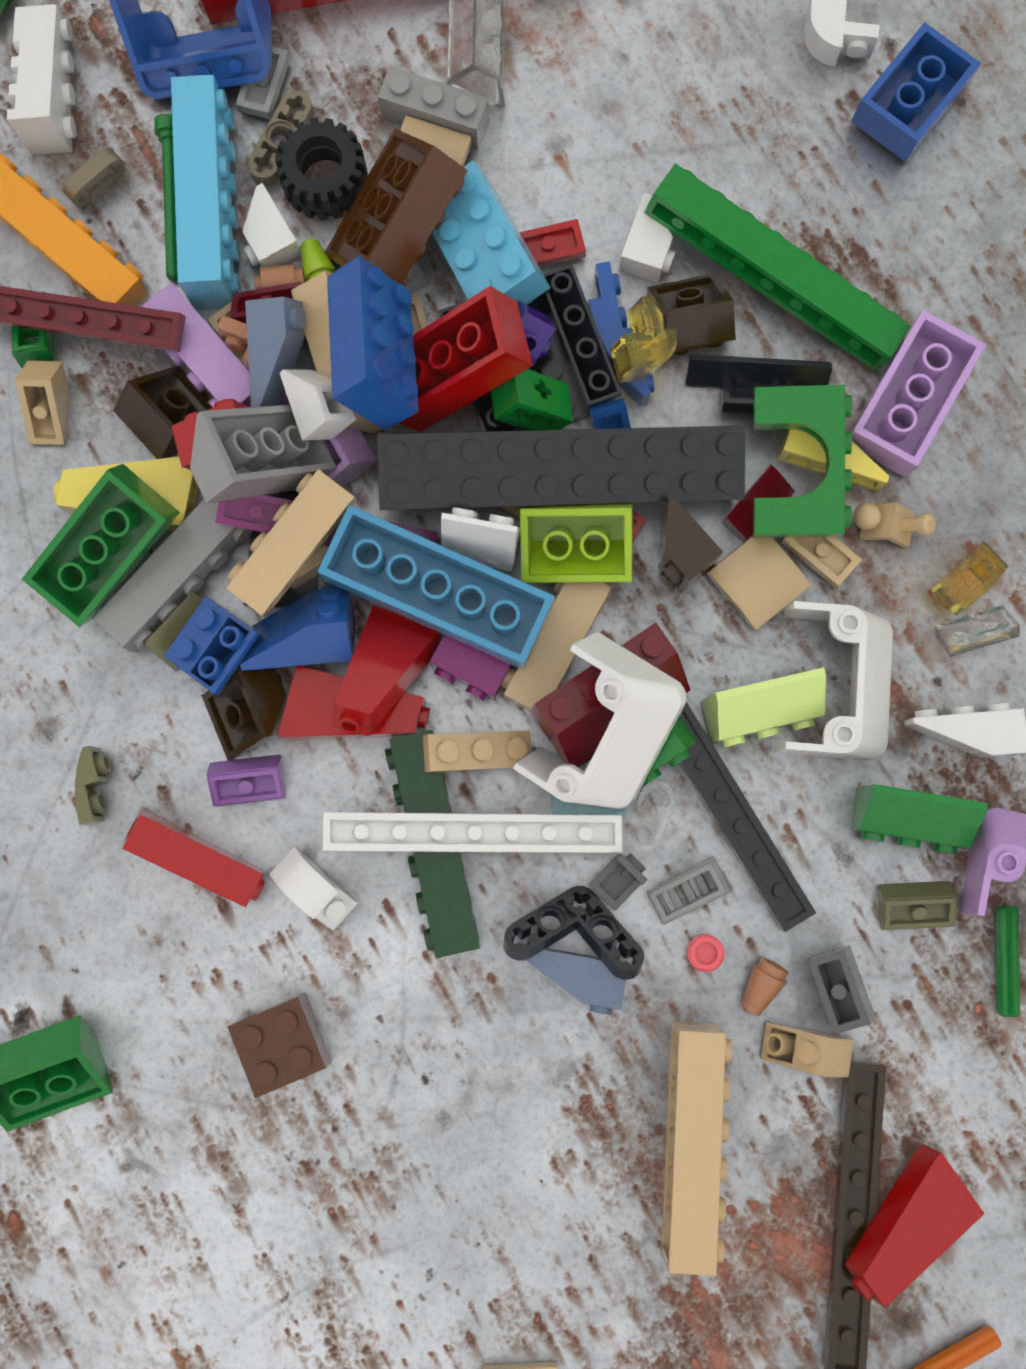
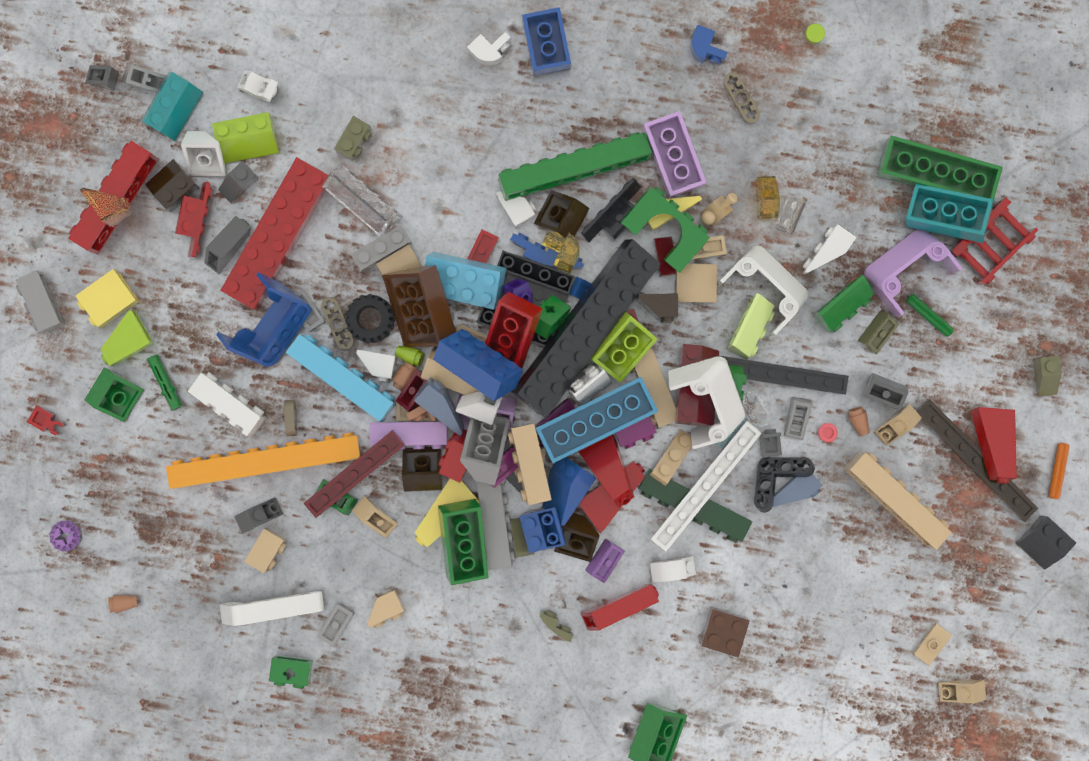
camera: 55 degrees left, 5 degrees up
(164, 131) = (296, 370): green piece -> none

